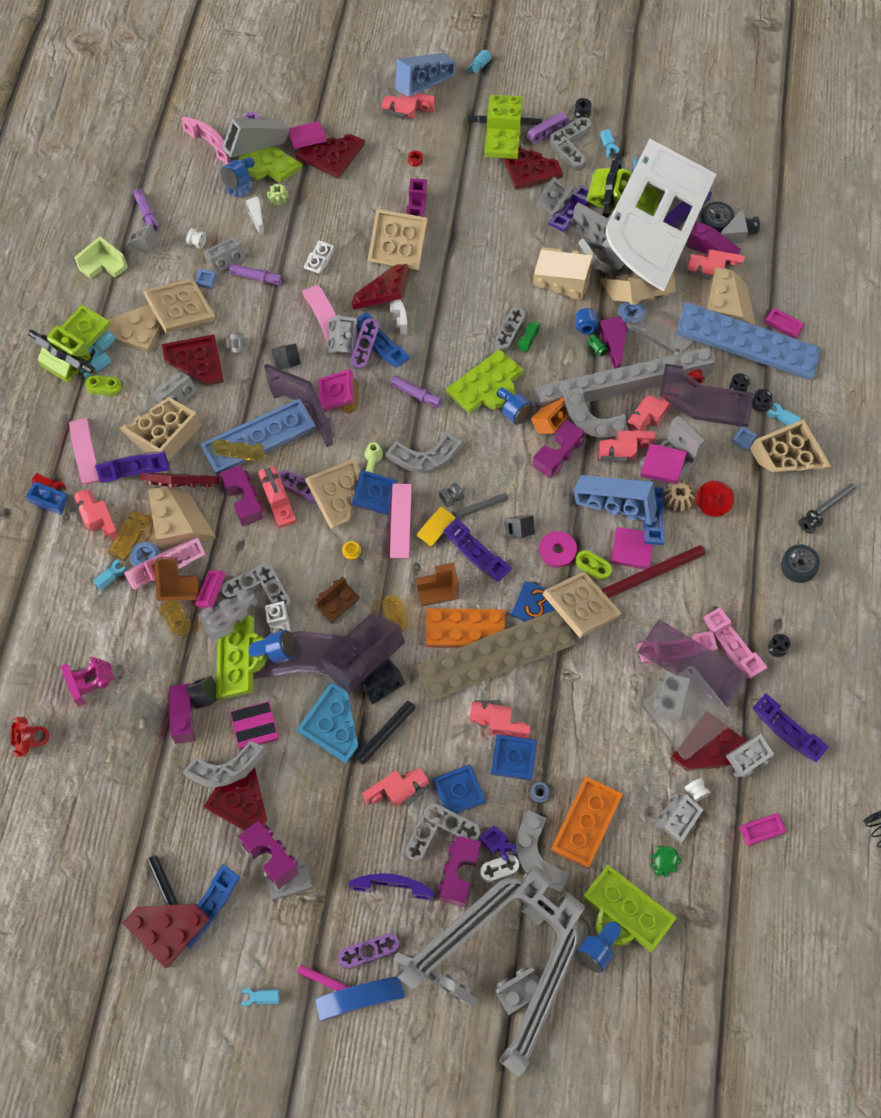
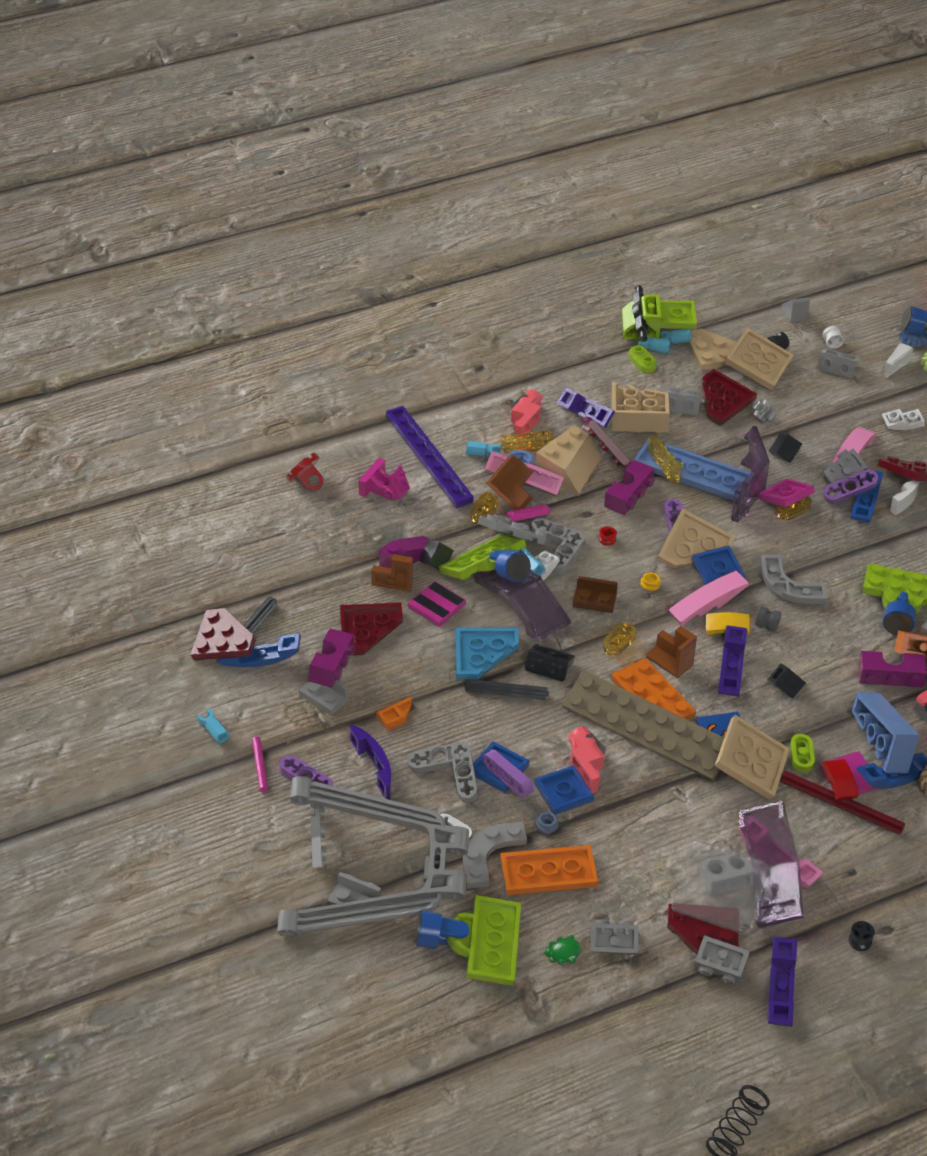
camera: 55 degrees right, 20 degrees down
(47, 481) = (524, 374): red bar -> none
(47, 497) = (512, 379): blue slope -> none
(82, 622) = (430, 457): none -> dark purple plate
(84, 450) = (573, 376): bright pink slope -> none
(100, 256) = (750, 293): yellowish green panel -> none
(147, 214) = (822, 299): medium lavender pin -> none
(169, 276) = (780, 339): none -> black wheel
(205, 279) = (803, 365): medium blue tile -> none
(208, 736) = (397, 577): none -> dark orange plate
(227, 773) = (370, 594): light grey plate -> none
(260, 275) = (843, 393): medium lavender pin -> none
(273, 626) = (536, 566): none -> medium azure bar
(277, 497) = (650, 508): coral plate -> none
(283, 551) = (604, 533): none -> red bush
(350, 836) = (395, 714): none -> orange tile
(359, 997) = (265, 790): blue slope -> none
(362, 651) = (562, 631): clear purple slope -> none
(373, 456) = (754, 550): yellowish green bar -> none
(398, 789) = (462, 719): coral plate -> none
(420, 393) = (845, 551): medium lavender pin -> none
(453, 889) = (441, 793): magenta arch -> none
(479, 791) = (508, 773): none -> medium lavender beam
(481, 505) = (781, 646): dark grey bar -> none
(497, 841) = (473, 812): dark purple plate -> none
(562, 540) = (795, 712): dark pink tile -> none
(640, 557) = (841, 778): none -> red slope
(697, 790) = (652, 939): white wheel -> none
(733, 644) = (829, 896): bright pink slope -> none
(762, 829) = (661, 1014): dark pink tile -> none

